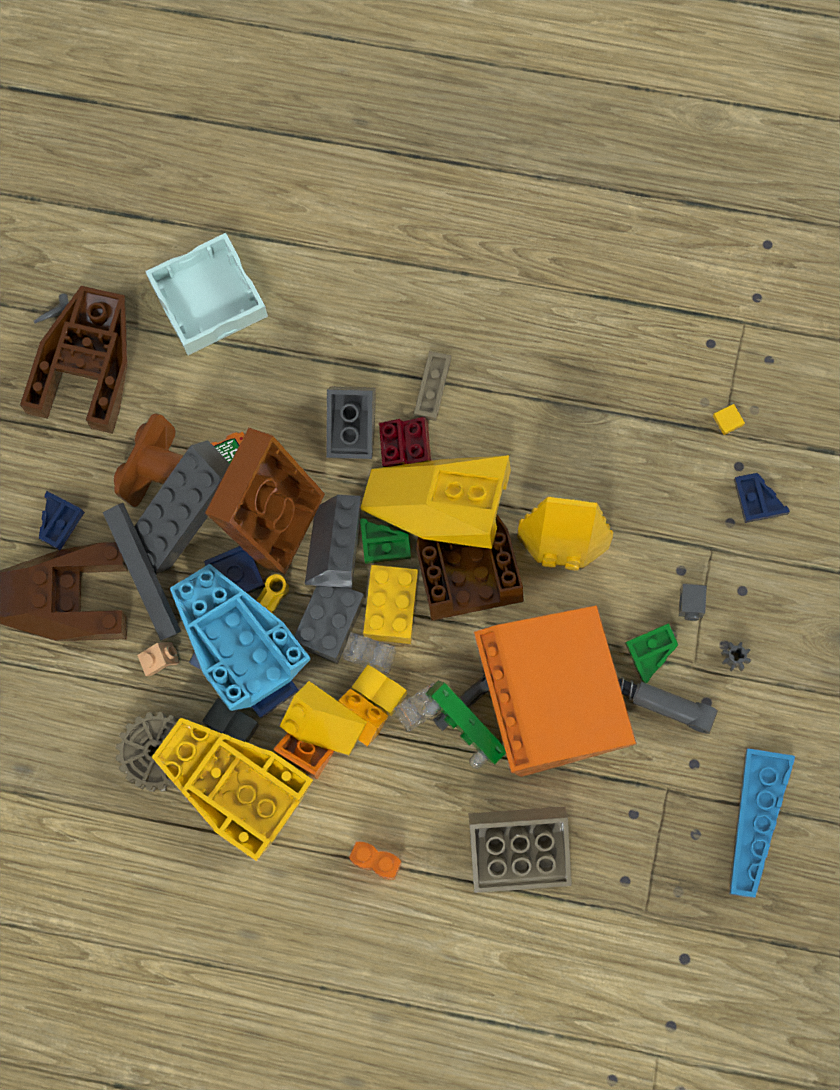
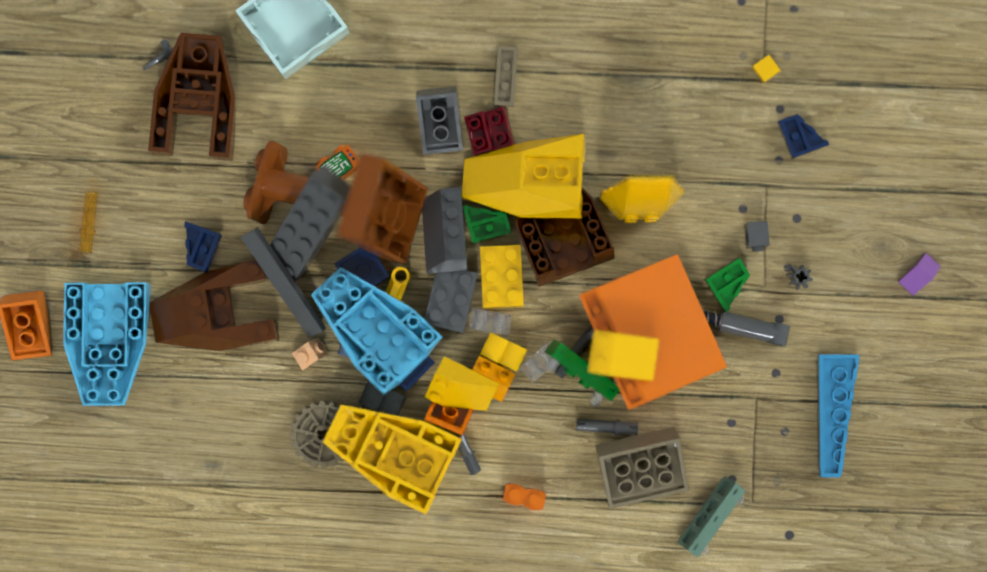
camera: 15 degrees left, 10 degrees up
(318, 803) = (468, 456): none -> dark grey axle
(487, 795) = (607, 426): none -> dark grey pin
(514, 705) = (623, 355): none -> yellow slope
(593, 920) = (711, 516): none -> sand green piece

